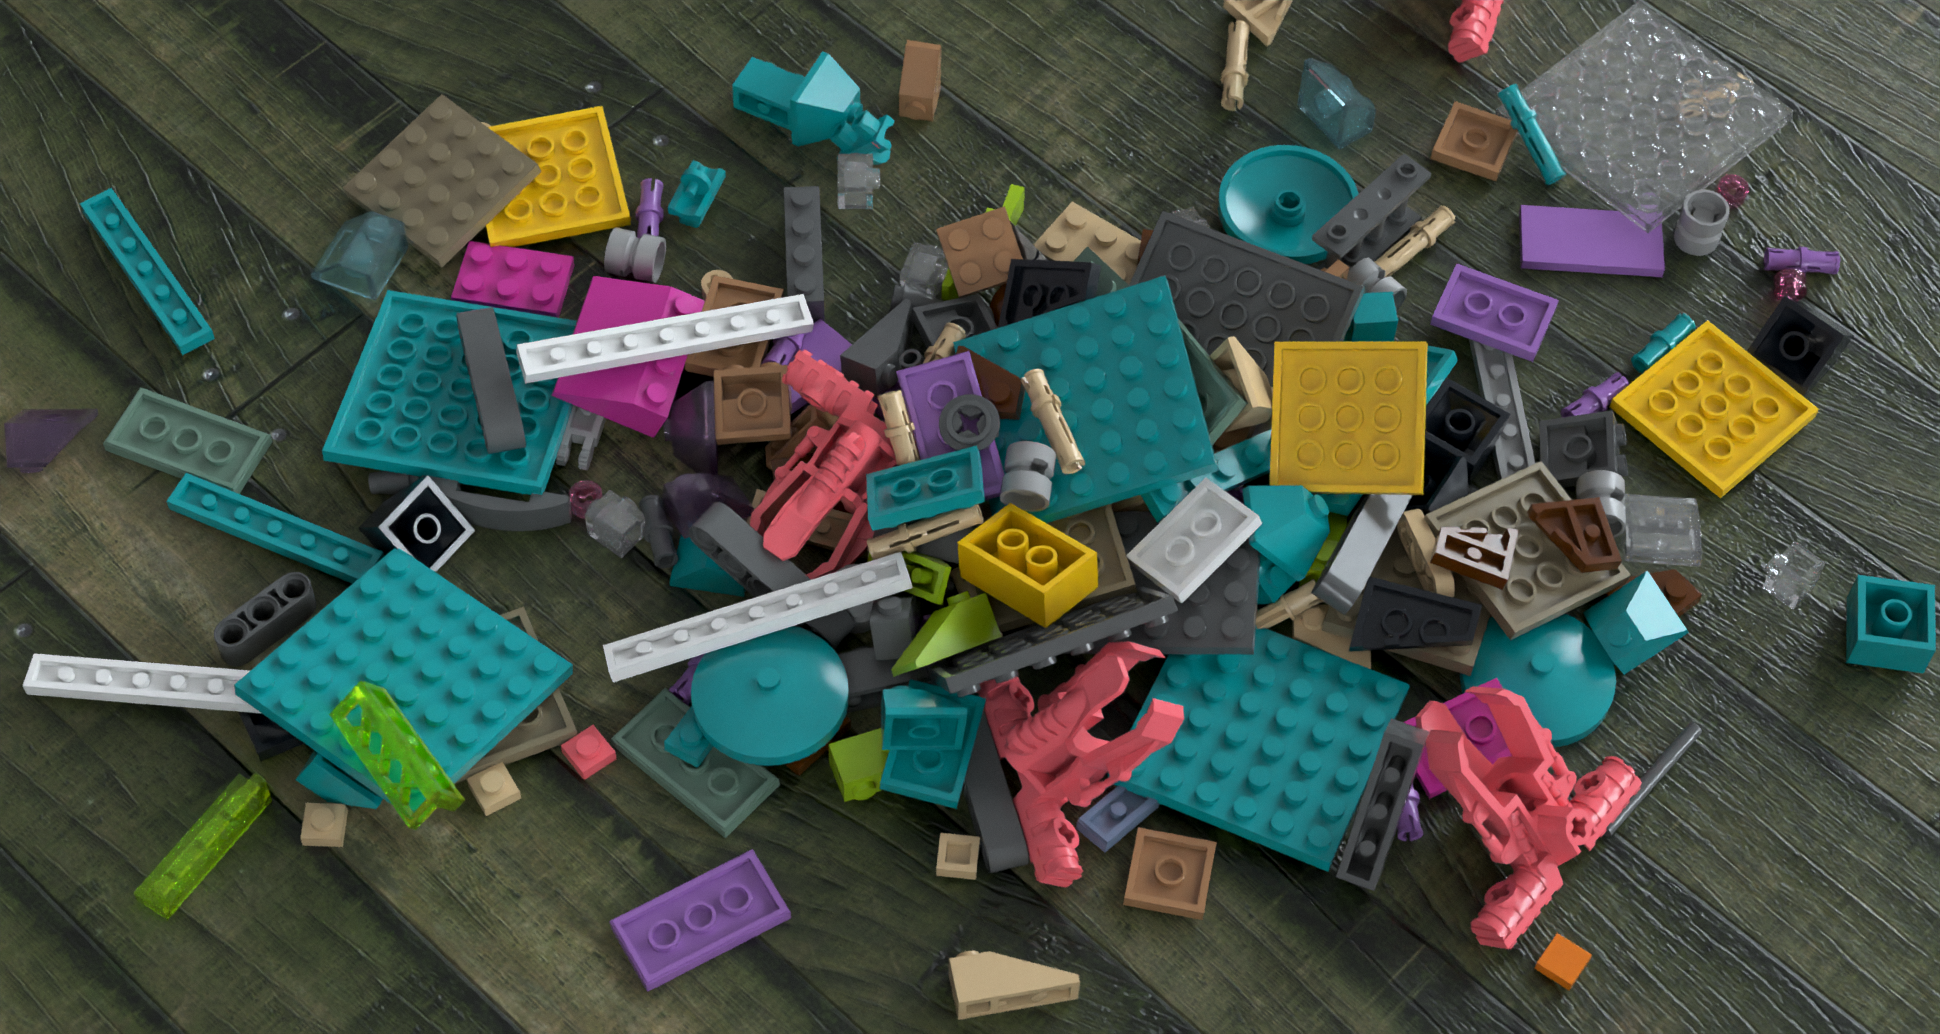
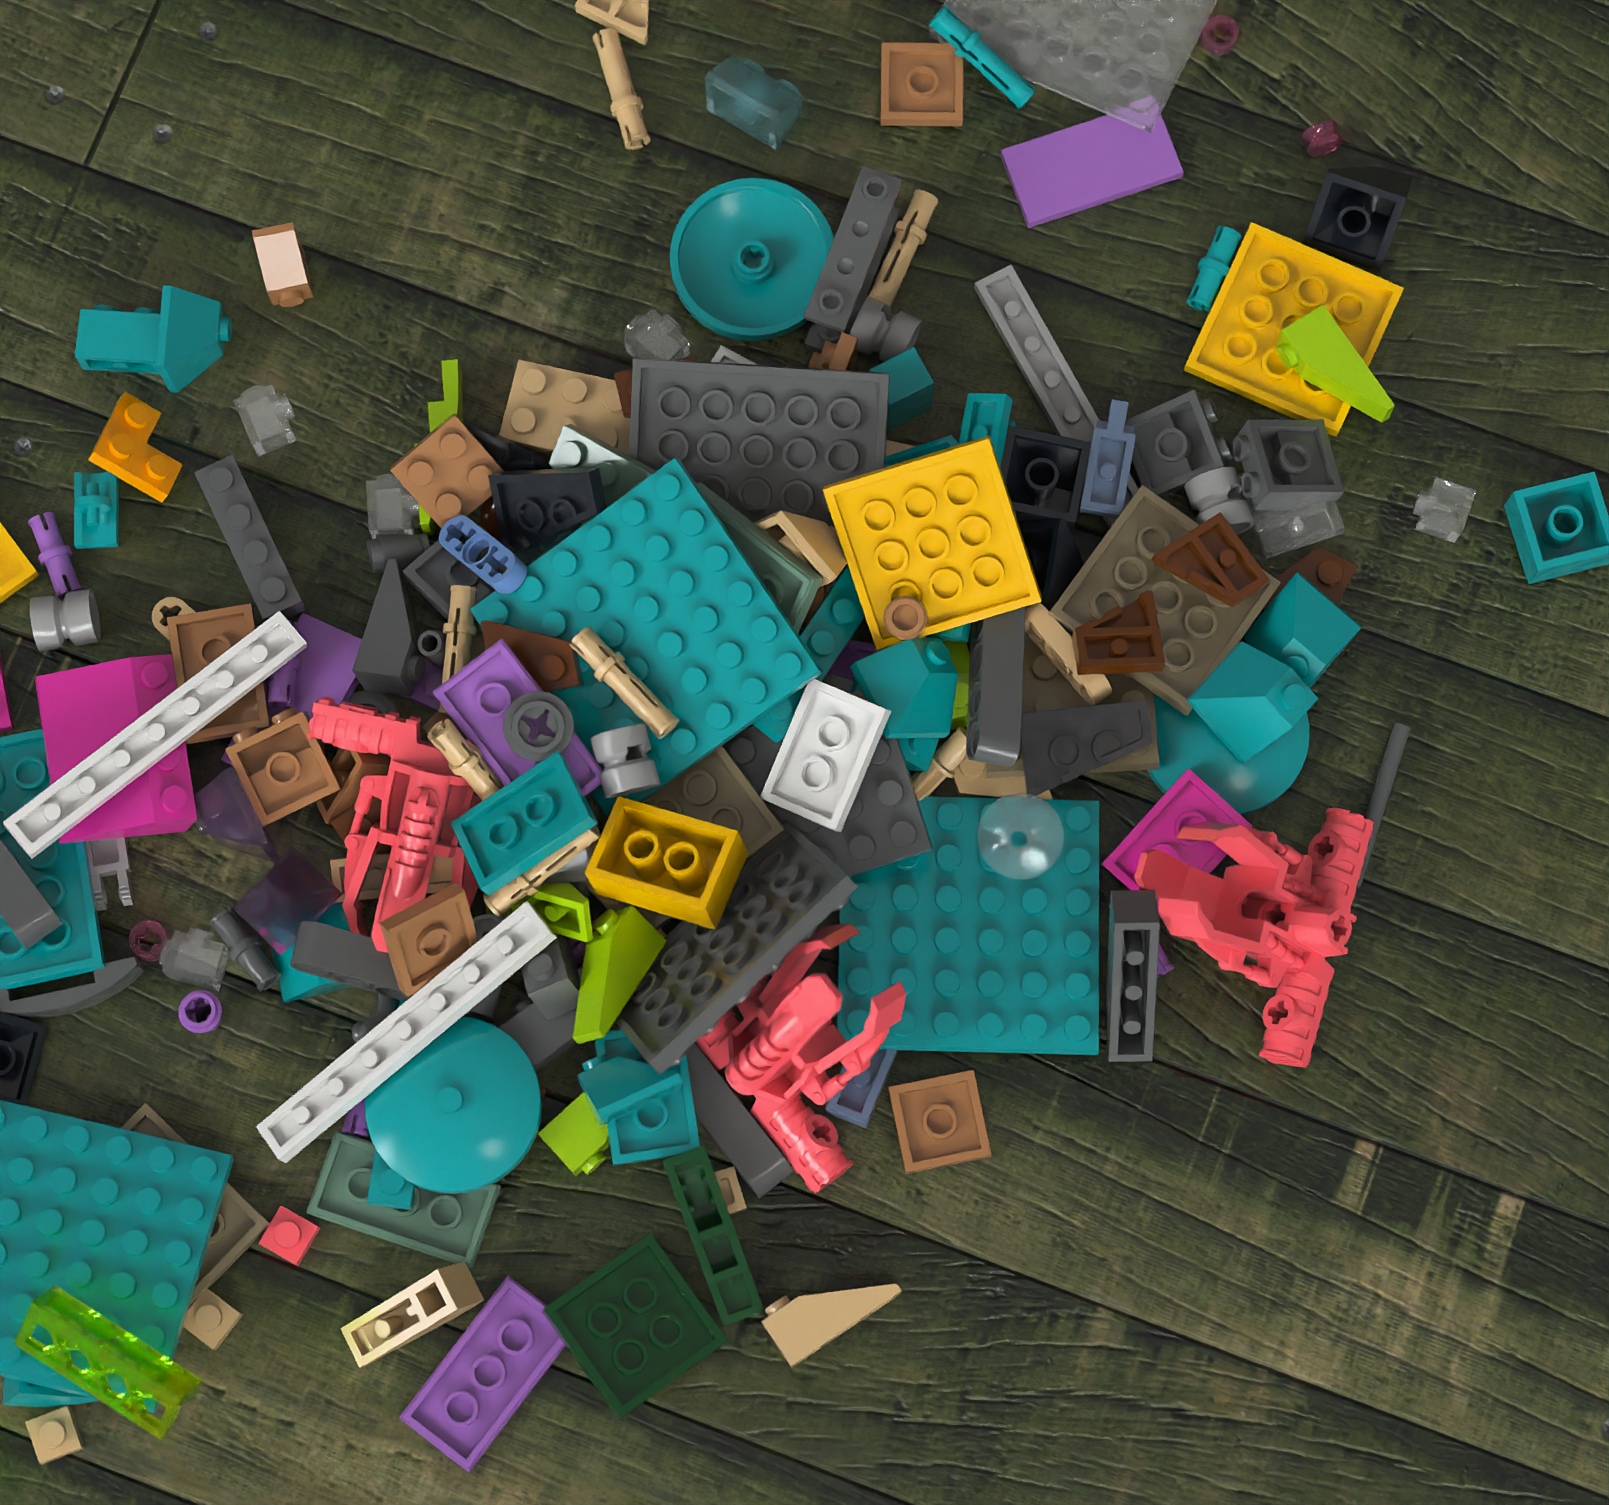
camera: 20 degrees left, 20 degrees up
(601, 557) = (194, 1005): none -> medium lavender cone
(661, 843) = (412, 1313): none -> tan slope
(740, 161) = (125, 451): none -> light orange plate
(808, 546) = (428, 937): none -> medium nougat plate
(839, 926) = (634, 1326): none -> dark green plate
(864, 136) = (251, 365): teal hips -> none
(938, 878) = (713, 1235): none -> dark green slope
(981, 309) = (487, 566): none -> medium blue beam
(1303, 466) = (905, 617): none -> medium nougat tile
(1336, 692) = (1033, 818): none -> clear dish
(1494, 312) = (1026, 312): medium lavender plate -> none
(1519, 438) = (1109, 464): none -> sand blue hinge
(1563, 961) = (1362, 1050): orange tile -> none
(1570, 645) = (1251, 700): none -> teal slope
(1596, 398) = (1167, 369): medium lavender pin -> none
(1669, 489) = (1286, 463): none -> dark grey plate
(1701, 222) = (1203, 98): light grey wheel -> none
(1736, 434) = (1329, 361): none -> lime slope
(1802, 260) = (1323, 98): medium lavender pin -> none

